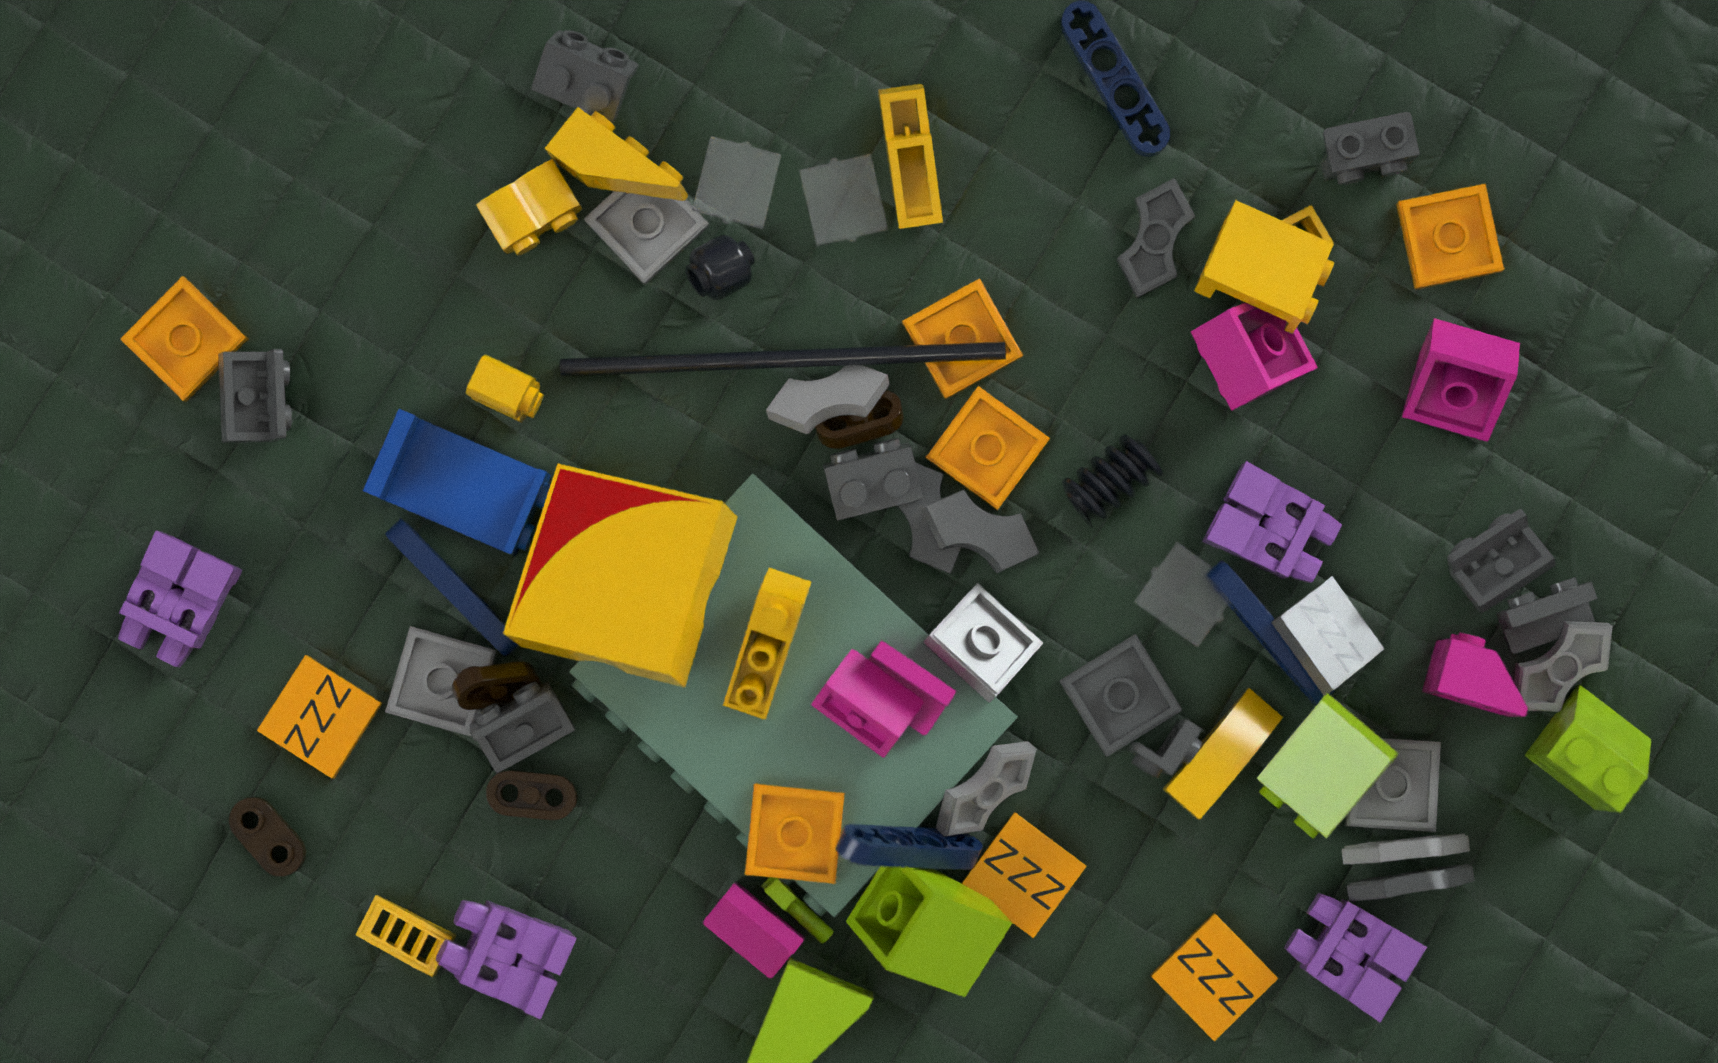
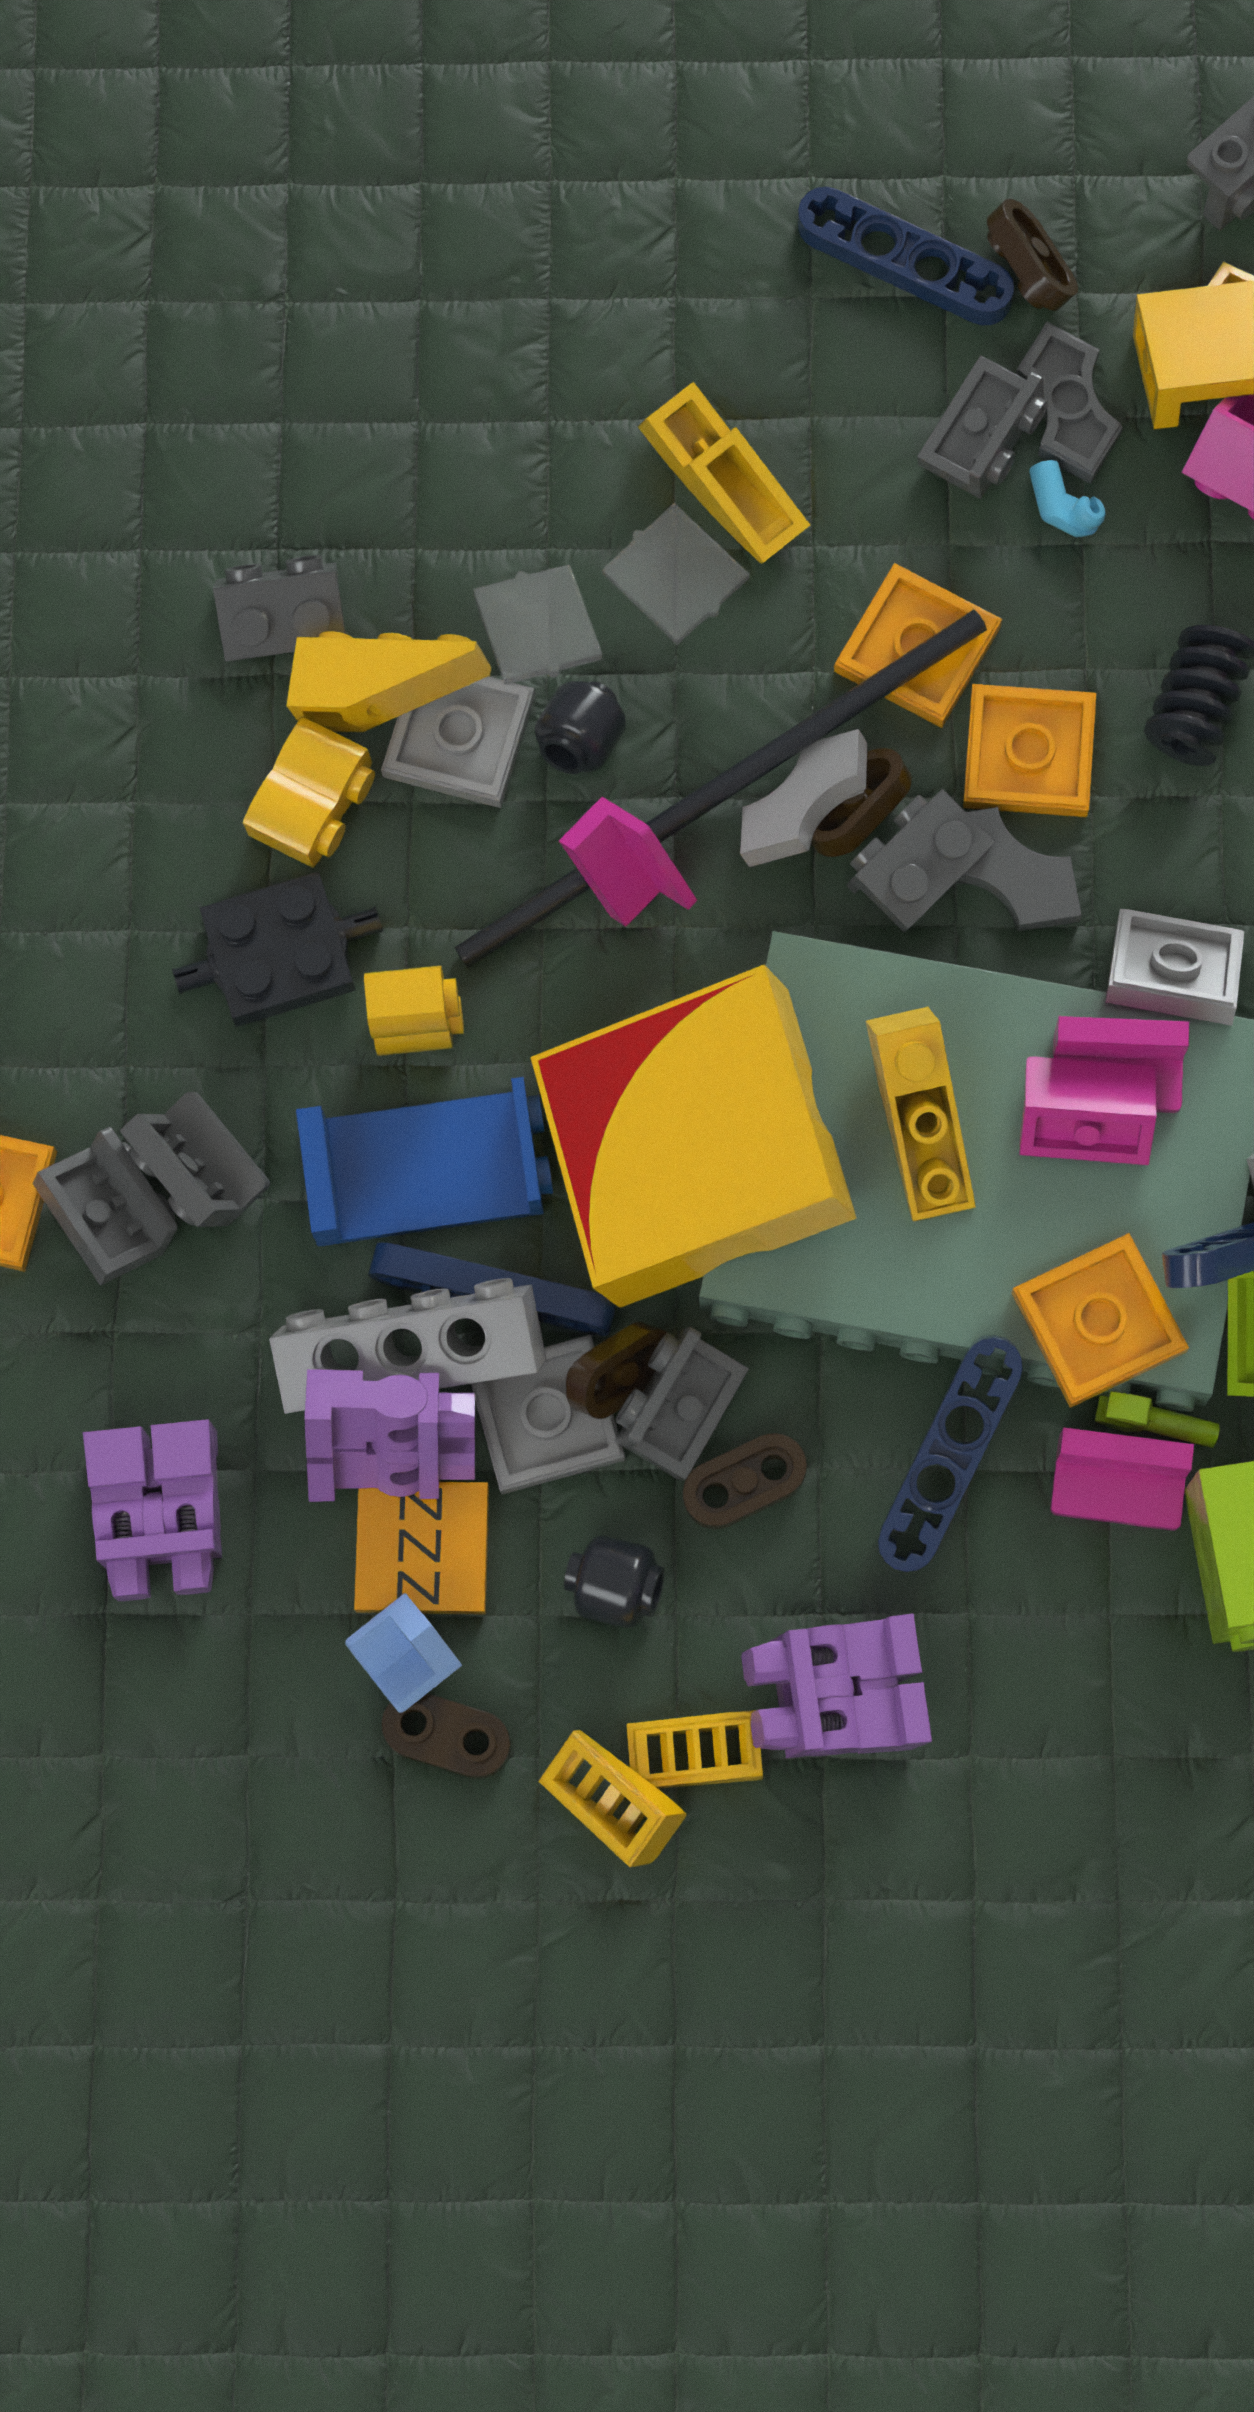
camera: 25 degrees left, 10 degrees down
(268, 776) = (402, 1653): none -> light blue panel
(314, 581) = (504, 1312): none -> light grey brick
(321, 401) = (196, 1162): none -> dark grey bracket
(331, 642) = (385, 1434): none -> medium lavender hips
(351, 931) = (646, 1800): none -> yellow slope
(417, 809) = (615, 1581): none -> black head
(453, 294) = (277, 949): none -> black plate
(662, 859) = (957, 1456): none -> dark blue beam
(686, 372) = (623, 861): none -> dark pink panel
(996, 538) = (1108, 842): dark grey tile -> none
(1088, 225) = (982, 426): none -> dark grey bracket
(1106, 306) = (1060, 509): none -> medium azure arm
(1192, 129) = (1032, 255): none -> dark brown plate

